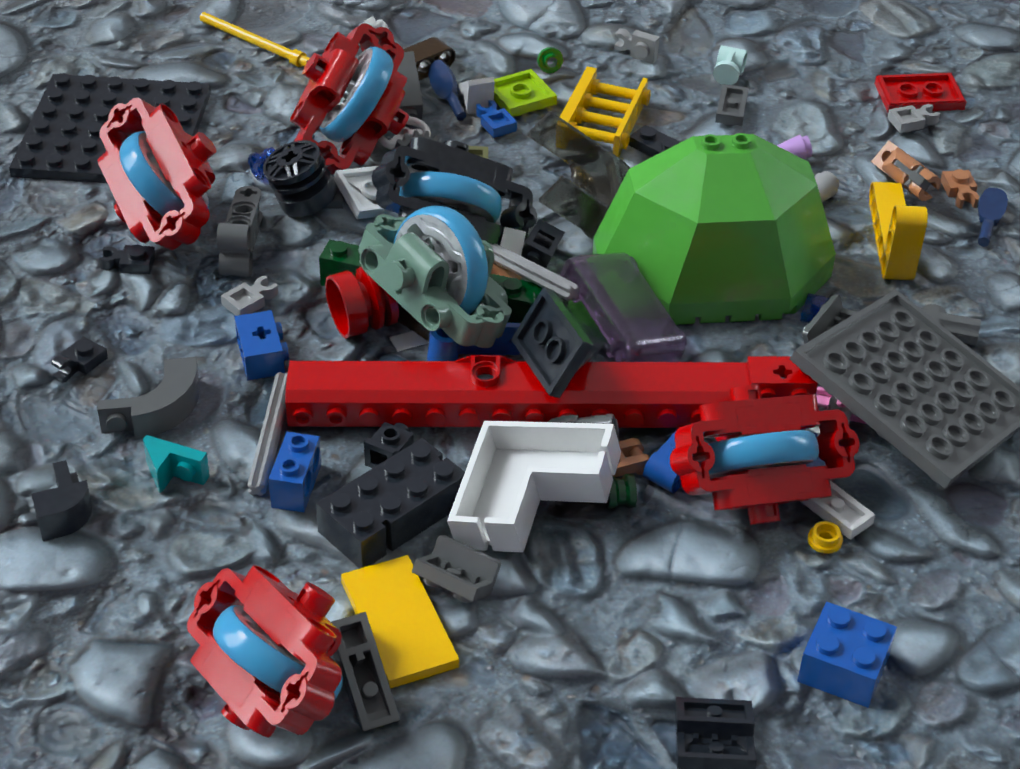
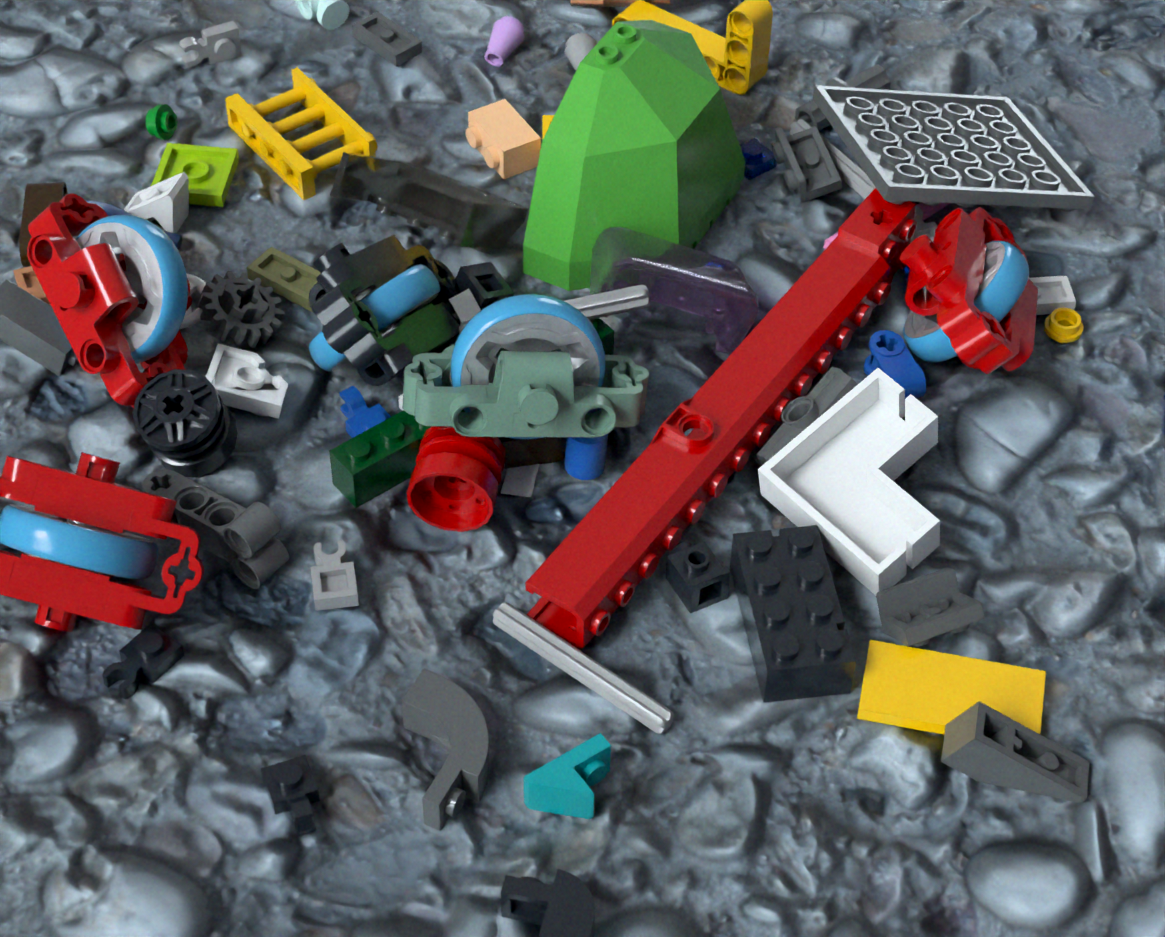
camera: 55 degrees left, 5 degrees up
(256, 162) = (97, 439): clear blue wheel -> none
(260, 344) = (432, 606): blue brick -> none
(266, 650) = (996, 809): red piece -> none
(295, 471) = (678, 671): blue brick -> none
(496, 121) = (222, 218): blue plate -> none
(557, 340) = (718, 343): black piece -> none
(651, 141) = (395, 124): black plate -> none

